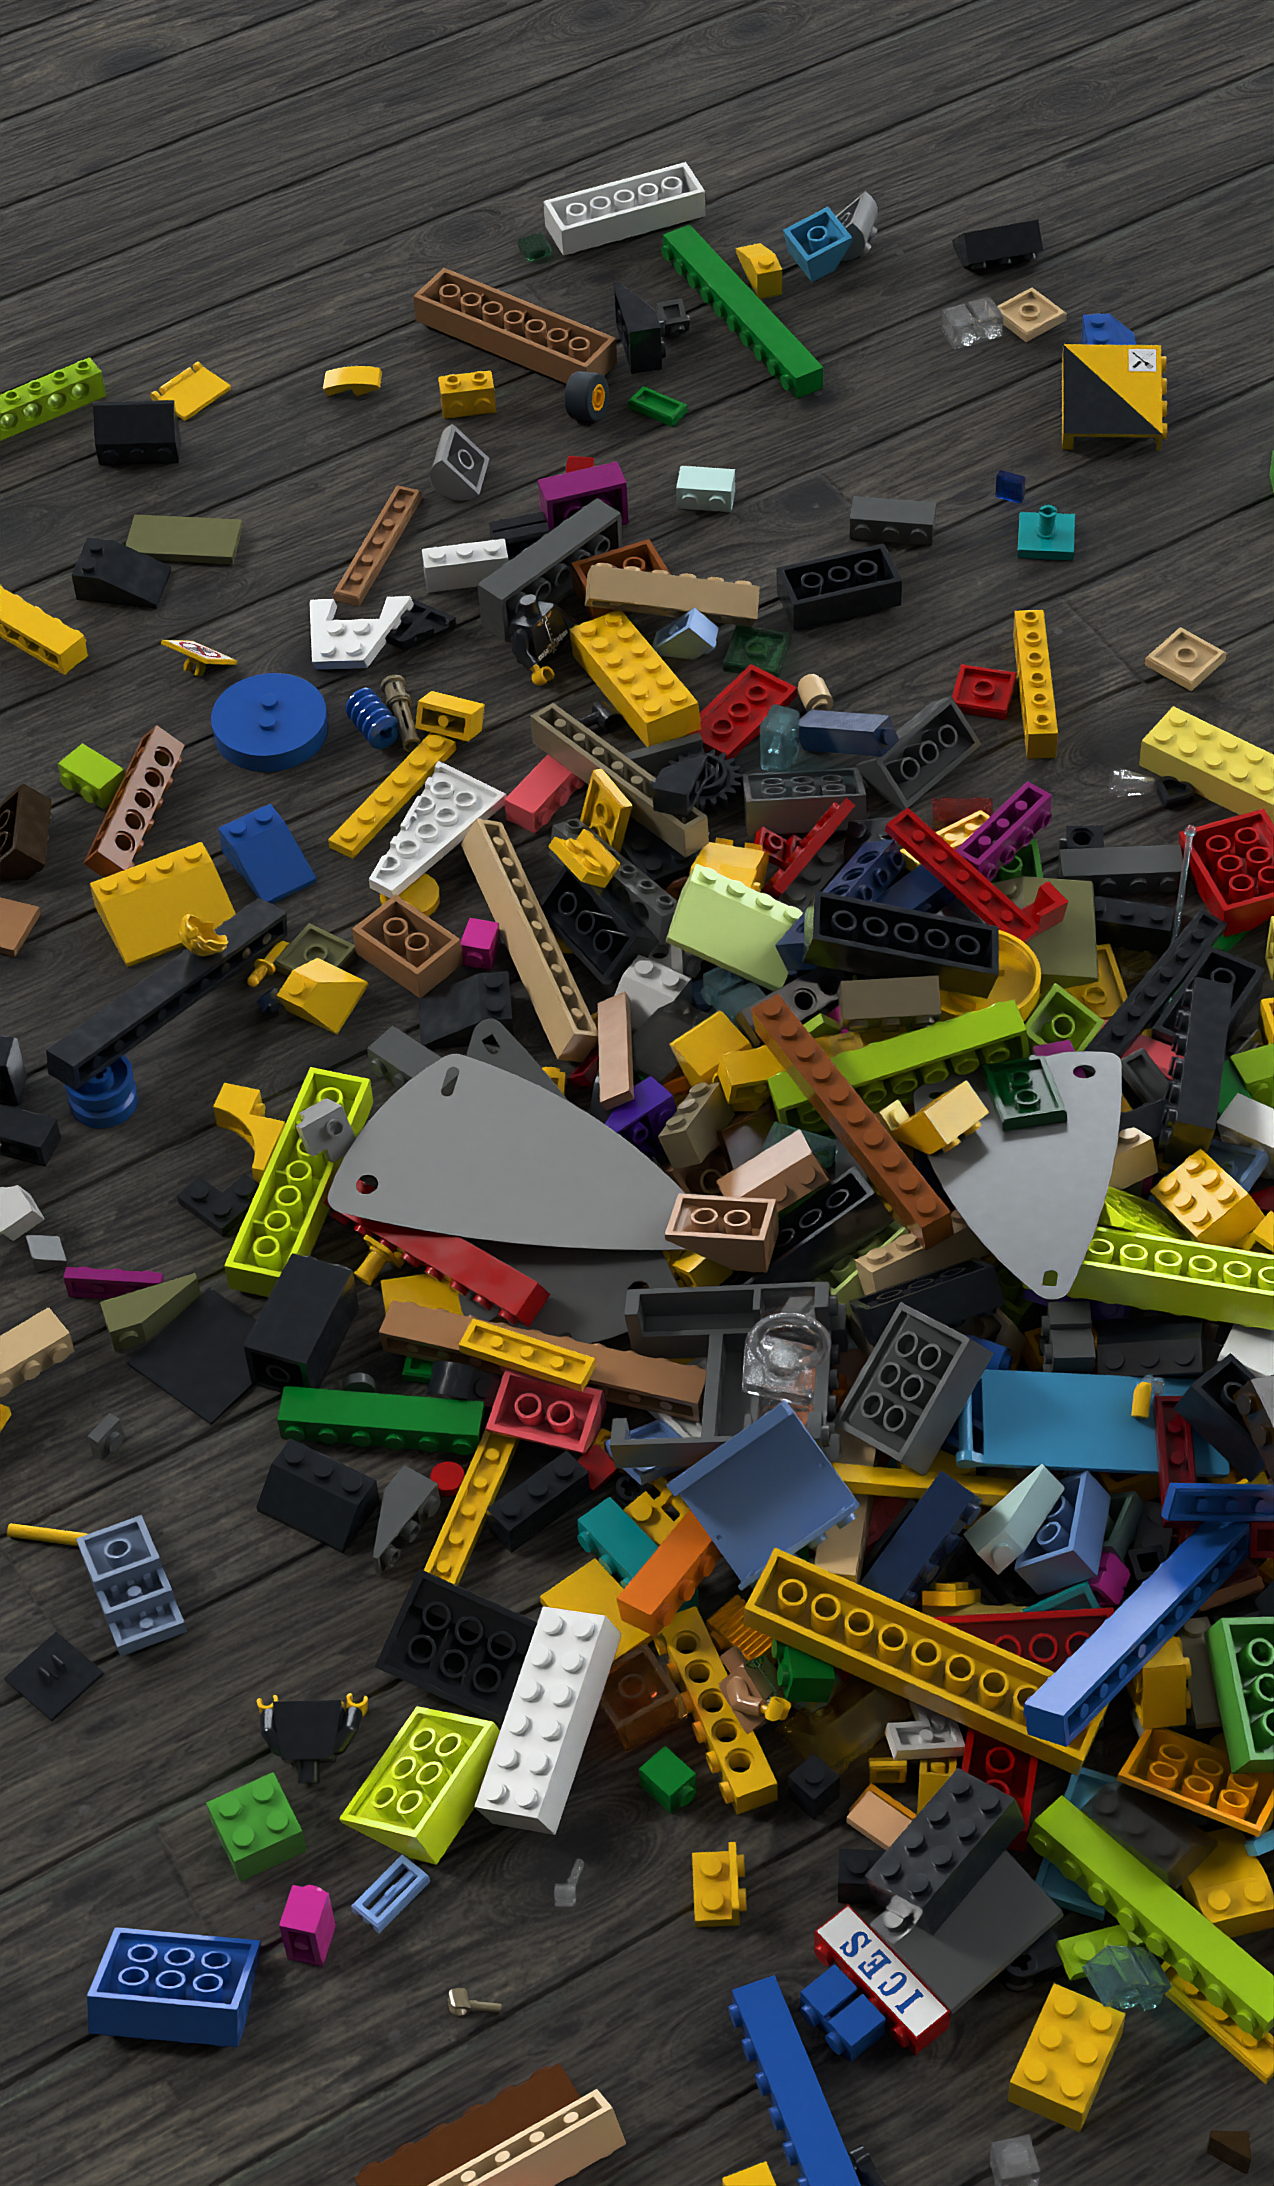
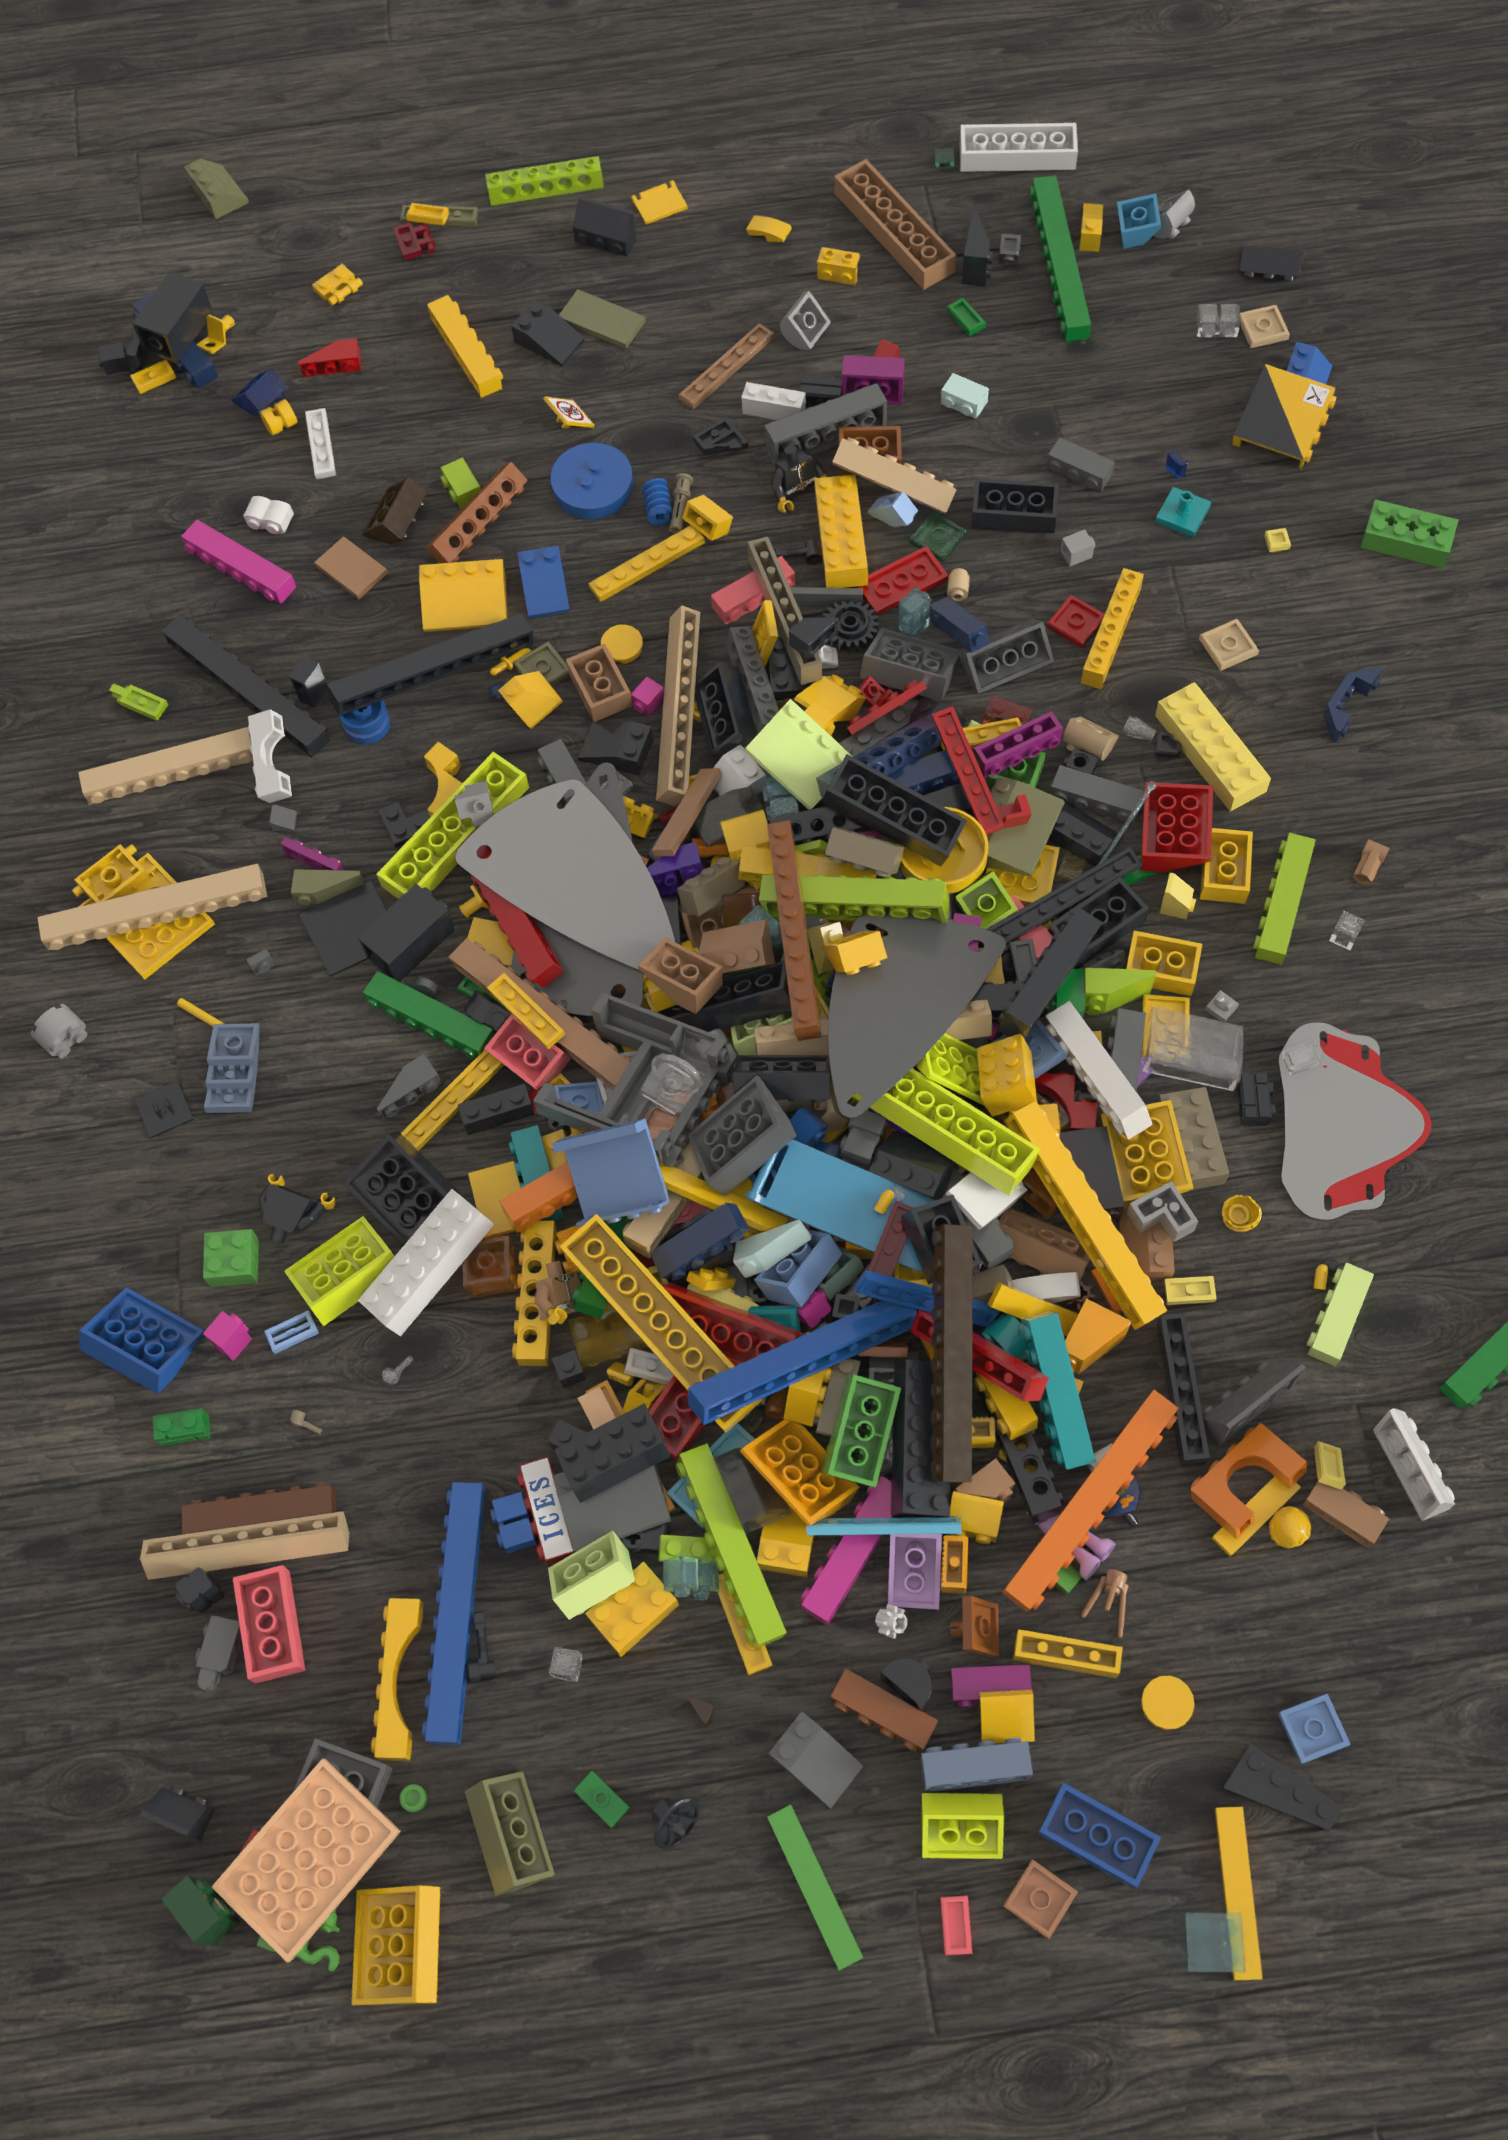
camera: 25 degrees right, 15 degrees up
(200, 936) = (463, 633): yellow hair -> none
(296, 2076) = (181, 1427): none -> green brick
(318, 1496) = (366, 1052): black slope -> none
(351, 642) = (671, 437): white wing -> none
(434, 827) = (658, 598): white wing -> none
(449, 1478) = (451, 1069): red tile -> none
(586, 396) = (917, 294): black wheel -> none
(586, 858) = (732, 663): yellow bracket -> none
(668, 1780) = (485, 1328): green brick -> none
(716, 1887) = (482, 1409): yellow bracket -> none
(940, 610) = (1077, 547): none -> light grey brick
(993, 2026) = (591, 1575): none -> yellowish green brick
(1023, 1093) = (924, 948): dark green tile -> none
(1077, 809) = (1089, 737): none -> tan brick
(1118, 1724) = (776, 1404): none -> dark orange cone
(1176, 532) = (1277, 540): none -> light yellow tile

